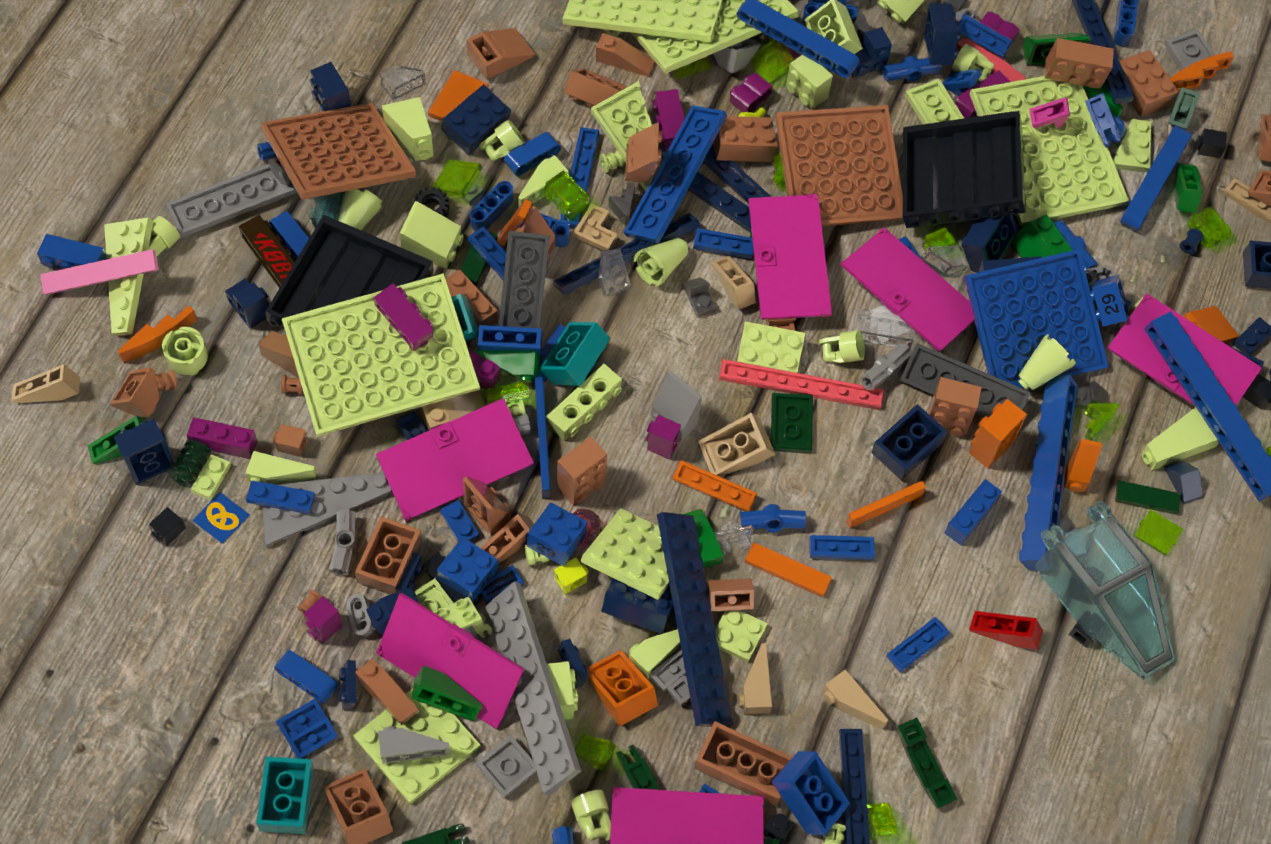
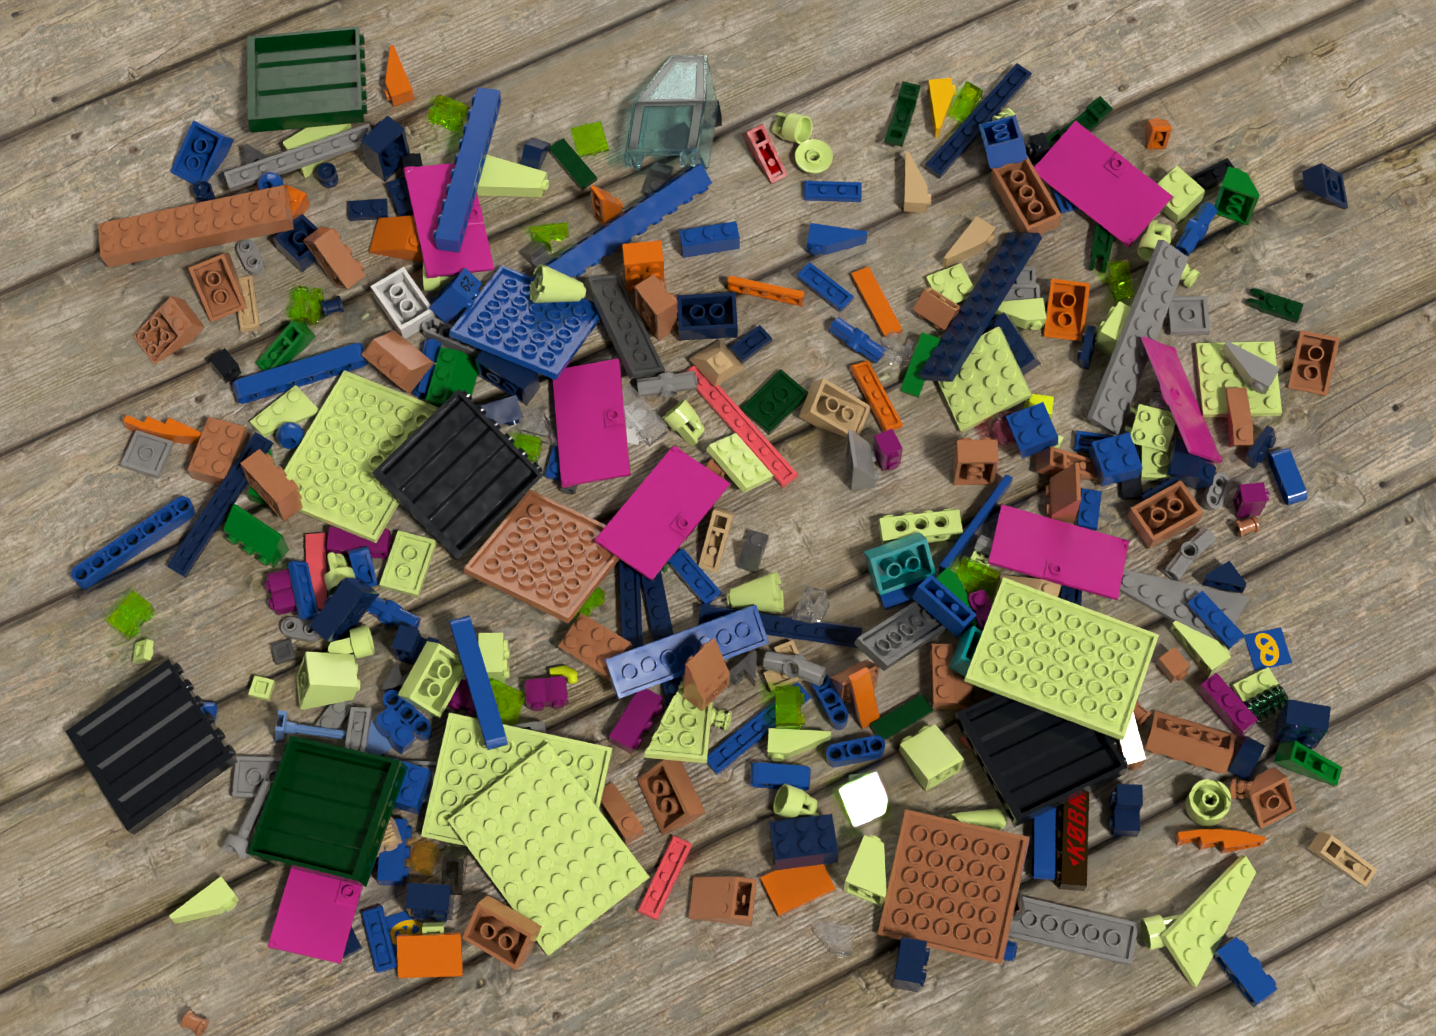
camera: 135 degrees left, 5 degrees up
(99, 272) = (1236, 924): bright pink tile -> none
(166, 526) = (1317, 665): black brick -> none
(177, 415) = (1246, 758): none -> dark blue slope
(234, 391) = (1190, 742): none -> nougat slope
(285, 795) = (1360, 401): teal brick -> none
(298, 543) = (1225, 578): none -> dark blue slope
(306, 728) = (1311, 442): blue slope -> none
(404, 316) = (1027, 660): magenta brick -> none
(437, 197) = (913, 783): black tyre -> none
(443, 693) = (1200, 390): green slope -> none
(489, 250) = (889, 705): blue tile -> none
(539, 806) = (1189, 276): none -> yellowish green wheel
(555, 43) = (665, 878): none -> coral tile
(586, 220) = (784, 664): none -> light grey piece
(854, 452) = (751, 344): none -> dark blue plate
(865, 415) = (717, 363): none -> tan slope
(882, 588) = (831, 239): none -> blue slope
(907, 809) = (940, 99): none -> yellow slope
(911, 30) = (359, 642): none -> yellowish green piece
(967, 651) = (813, 149): none -> yellowish green dish
(1006, 670) = (795, 127): none -> yellowish green piece
(1052, 112) = (338, 465): dark pink slope -> none
(1098, 227) = (398, 360): none -> nougat slope
(1102, 118) = (297, 437): blue hinge -> none
(1145, 274) = (402, 302): none -> white brick
(1183, 108) = (218, 405): sand green slope -> none
(1228, 257) = (334, 257): none -> nougat brick

